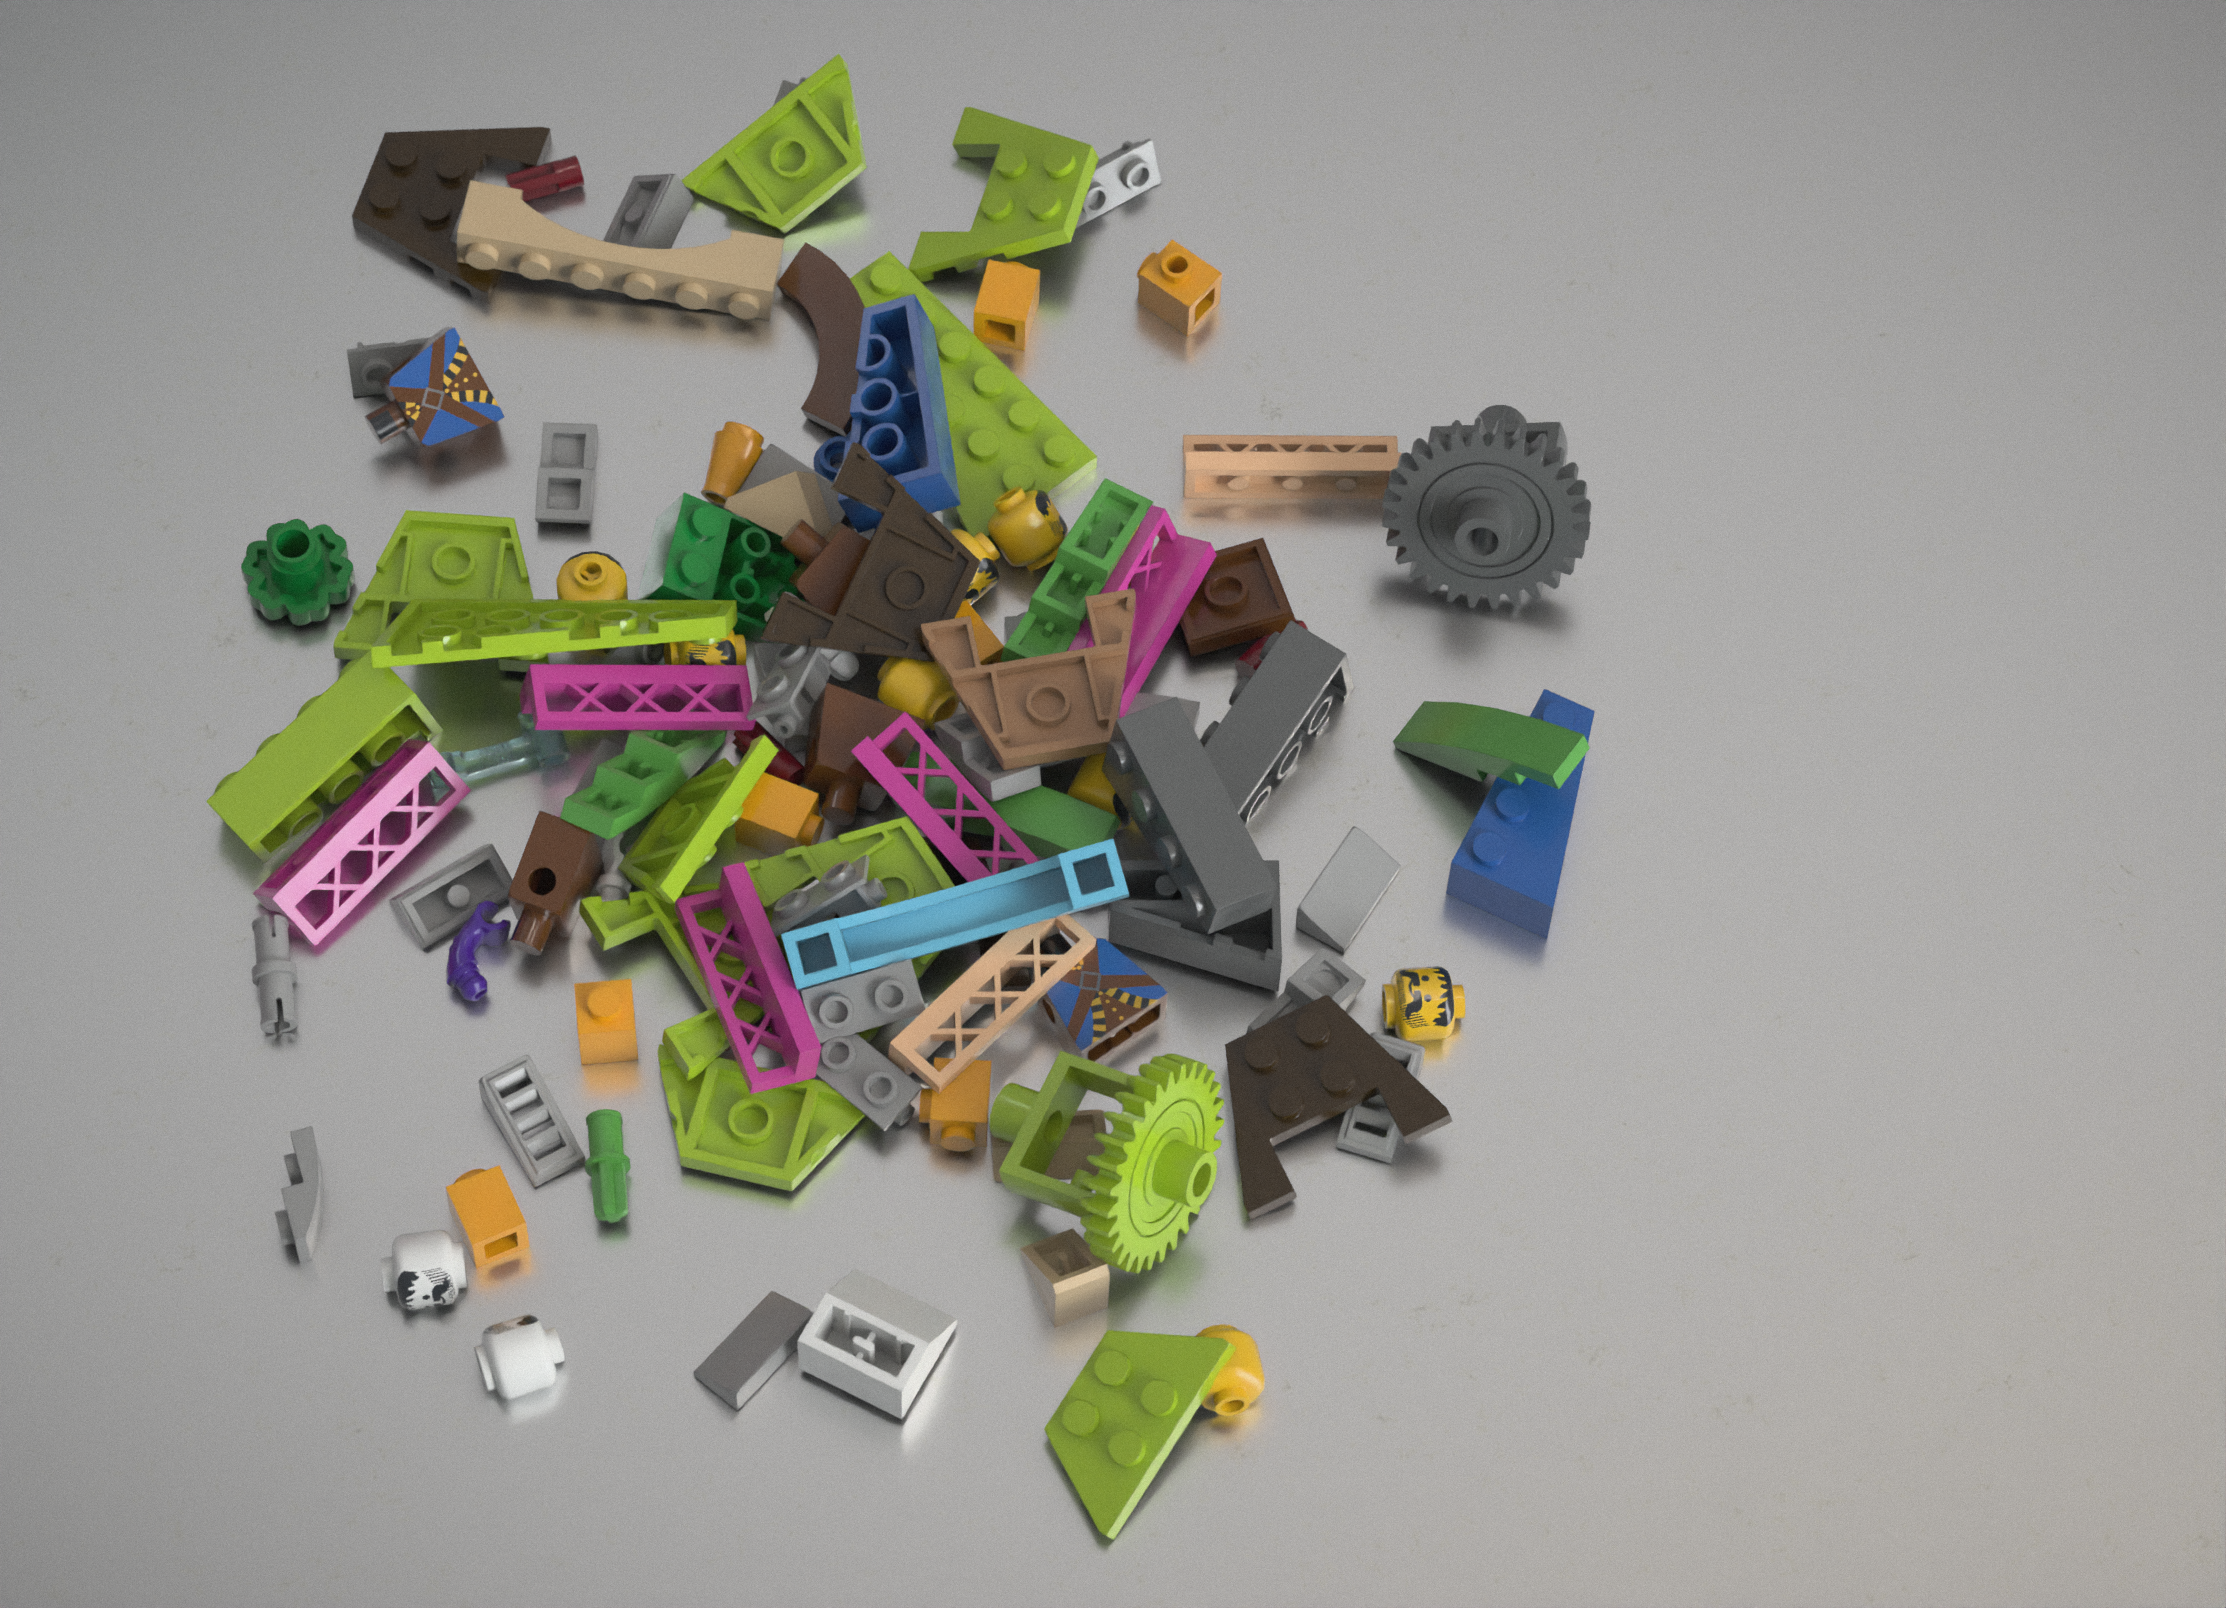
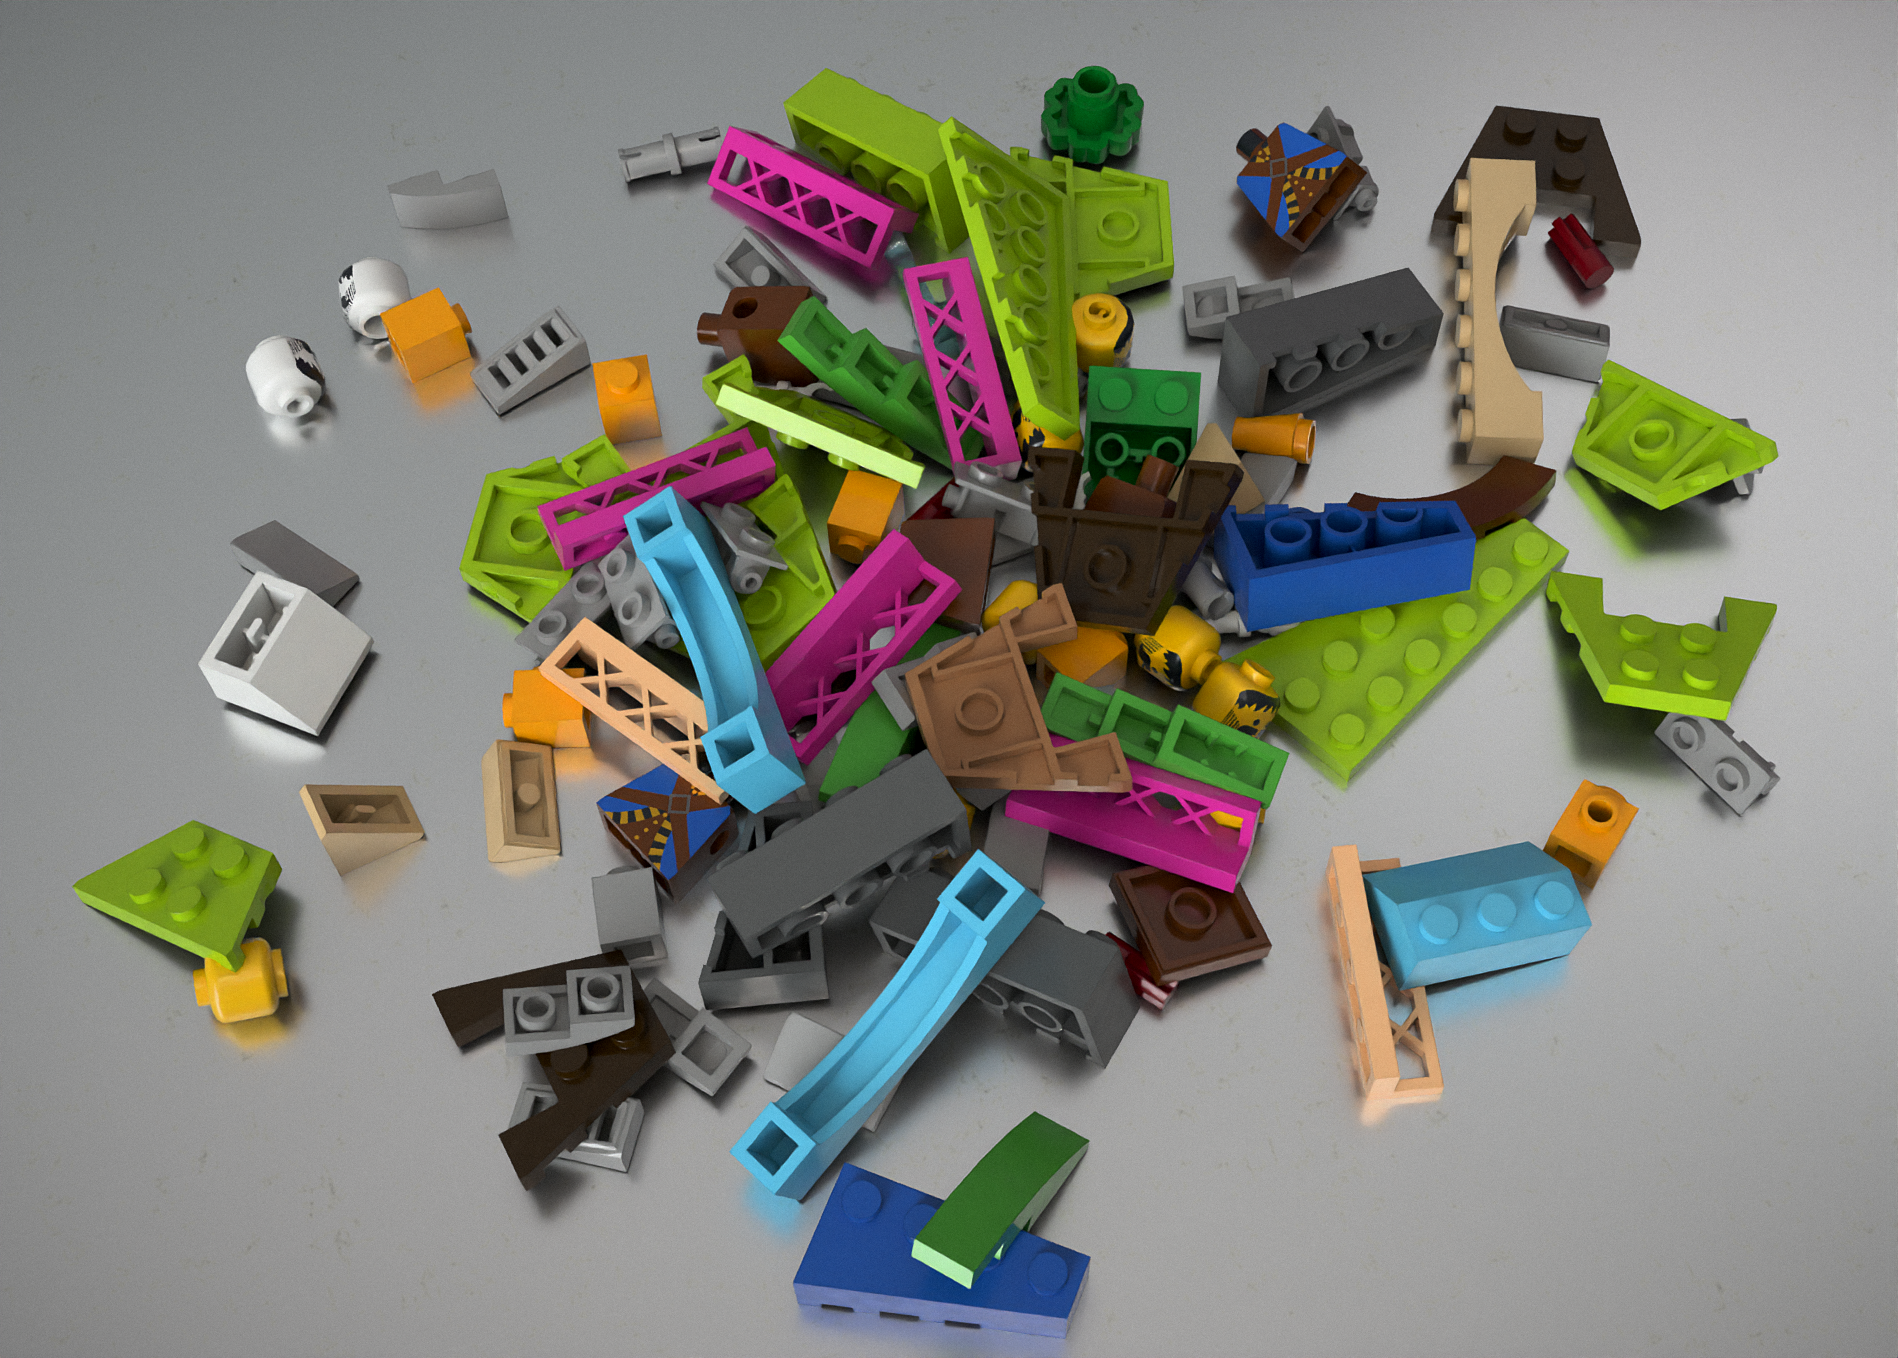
camera: 90 degrees right, 0 degrees up
(462, 965) = (694, 288): dark purple piece -> none
(607, 1165) = (482, 423): bright green axle -> none
(636, 402) = (1324, 341): none -> dark grey wedge
(1006, 304) = (1526, 664): light orange brick -> none
(1153, 1161) = (437, 859): lime piece -> none
(1189, 1031) = (630, 914): none -> light grey brick
(1246, 377) = (1475, 913): none -> medium azure slope
(1297, 1069) = (564, 1016): none -> light grey slope
(1401, 885) = (818, 1117): none -> medium azure arch
(1422, 1003) = (689, 1158): yellow head -> none
(1488, 507) = (1311, 1165): dark grey piece -> none

